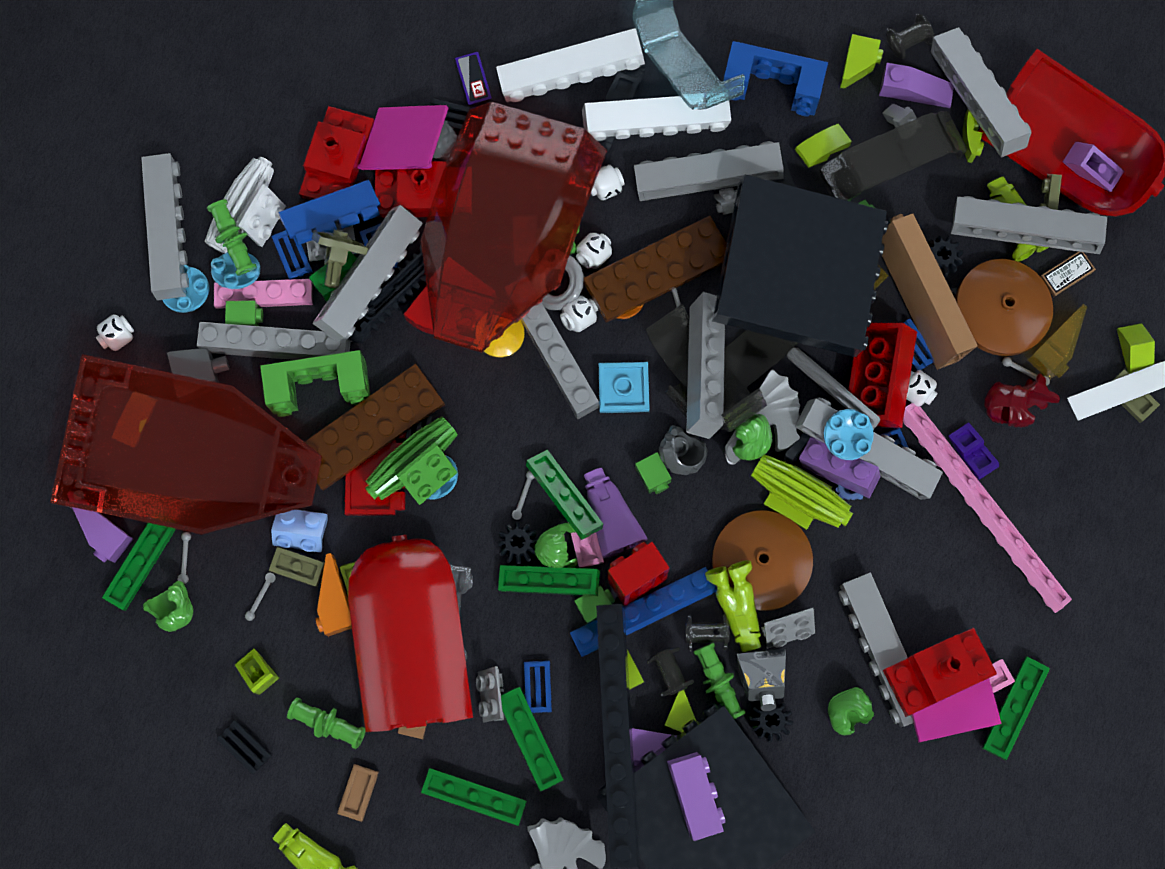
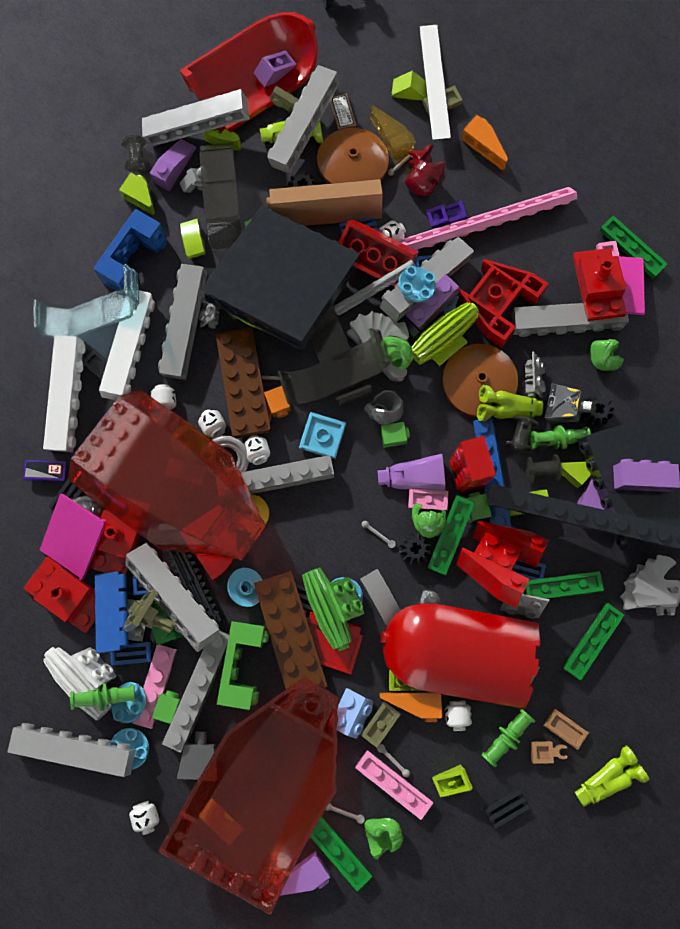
camera: 75 degrees left, 0 degrees up
(232, 604) = (394, 784): none -> bright pink plate
(321, 773) = (544, 752): none -> medium nougat plate
(335, 656) = (458, 715): none -> white head
(419, 350) = (243, 577): none -> medium azure dish
(448, 518) = (380, 595): none -> light grey slope
(539, 644) = (496, 557): none -> red wedge
(564, 494) = (390, 503): green plate -> none
(645, 317) = (277, 402): none -> orange brick
(705, 369) = (332, 368): light grey brick -> none
(882, 545) = (497, 293): none -> red wedge
(1099, 460) = (483, 139): none -> orange slope

